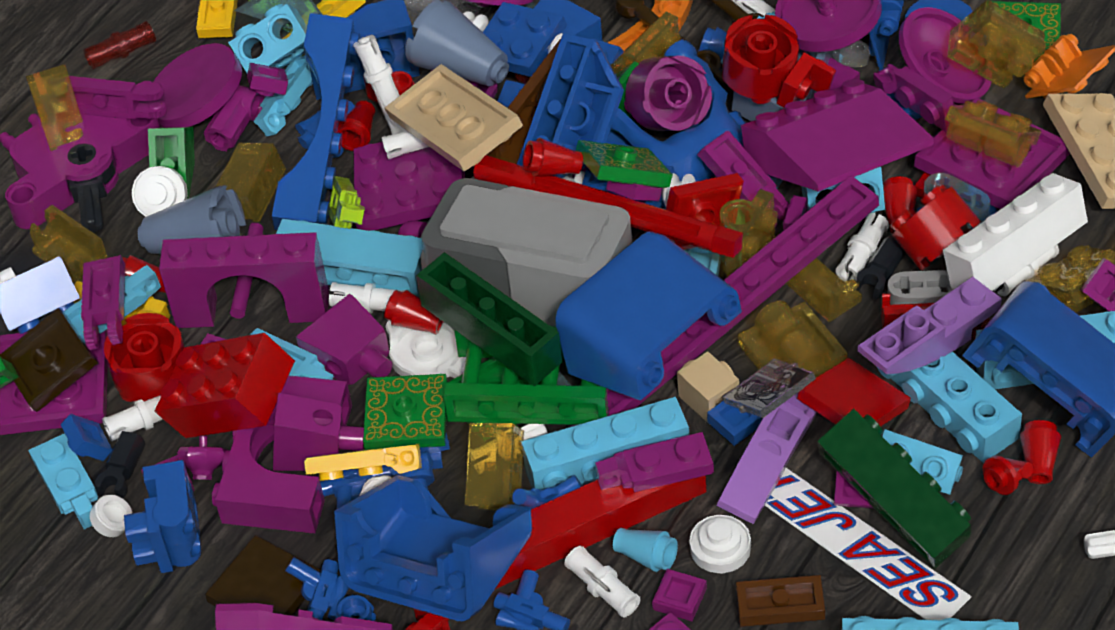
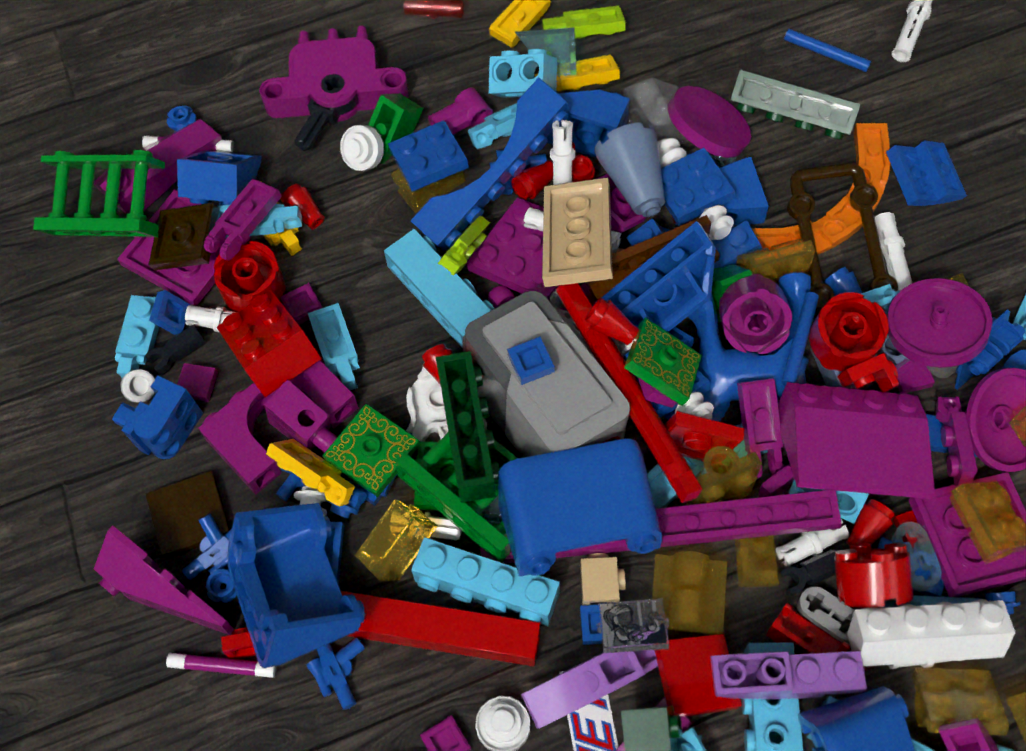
camera: 35 degrees right, 15 degrees up
(55, 105) = (330, 37): clear yellow hinge -> none
(68, 240) = (276, 152): clear yellow hinge -> none
(118, 98) = (380, 54): magenta hinge -> none
(198, 84) = (449, 75): magenta piece -> none
(202, 216) = (364, 196): sand blue cone -> none
(202, 459) = (225, 382): magenta piece -> none
(238, 156) = (428, 155): none -> blue plate
(244, 282) = (374, 248): magenta bar -> none
(267, 79) = (495, 103): magenta plate -> none
(285, 260) = (323, 241): magenta arch -> none
(348, 342) = (387, 358): magenta torso -> none
(368, 295) = (429, 328): white pin -> none
(510, 219) = (530, 360): none -> blue plate
(537, 497) = (408, 593): blue piece -> none
(602, 581) = (400, 689): white pin -> none
(650, 548) = (451, 688): medium azure cone -> none
(657, 464) = (501, 631): magenta hinge -> none
(721, 90) = (800, 338): none -> blue bar

